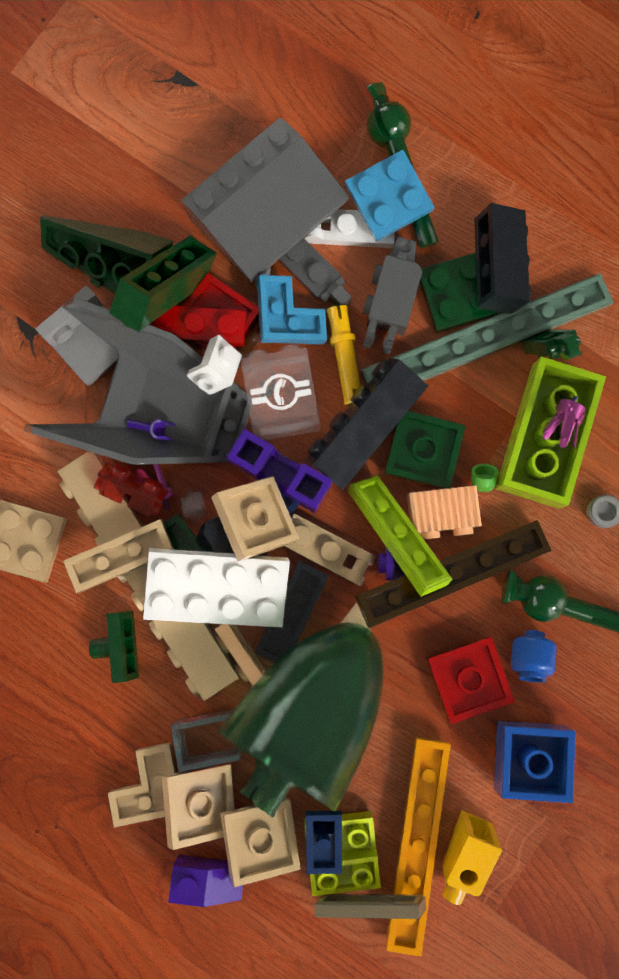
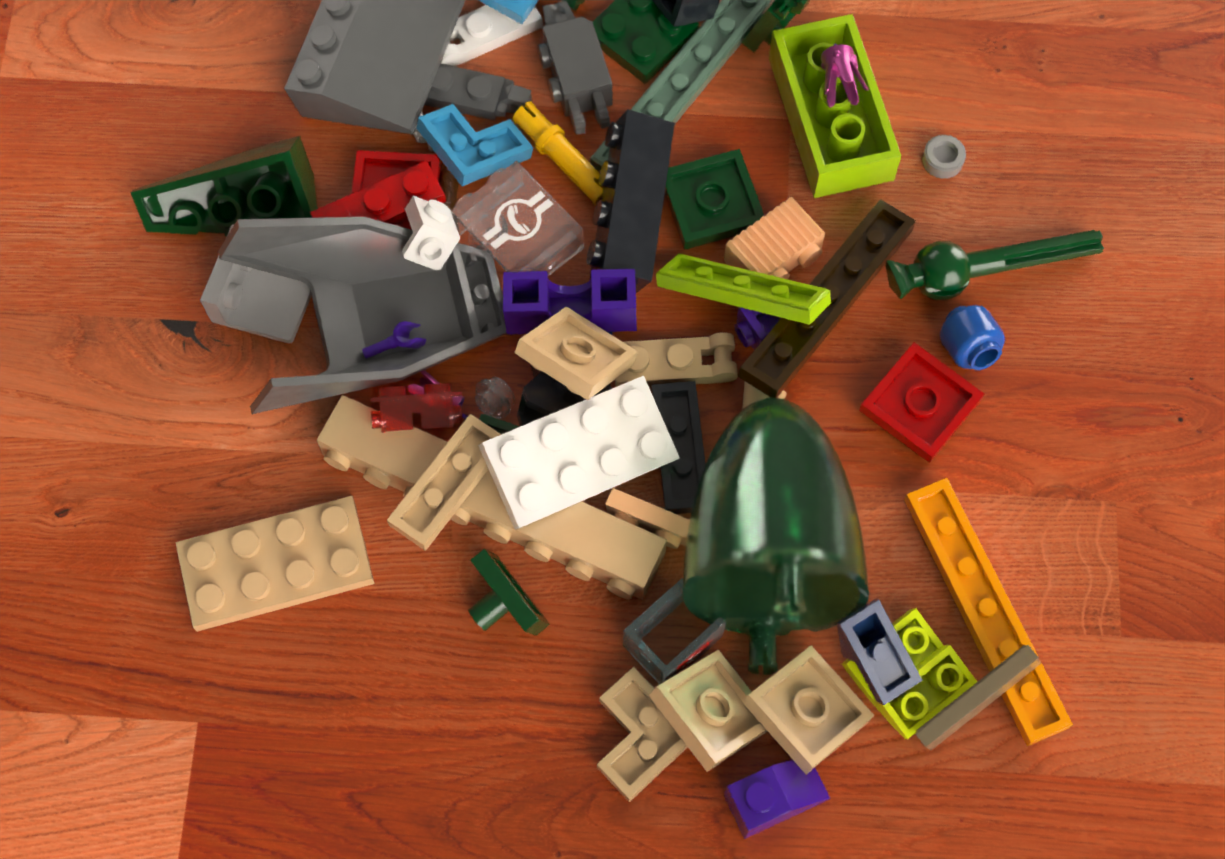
camera: 30 degrees left, 15 degrees down
(161, 283) = (319, 171): dark green brick -> none
(469, 857) = (1047, 565): yellow torso -> none
(484, 477) = (796, 186): bright green hinge -> none
(534, 761) = (1047, 437): blue brick -> none

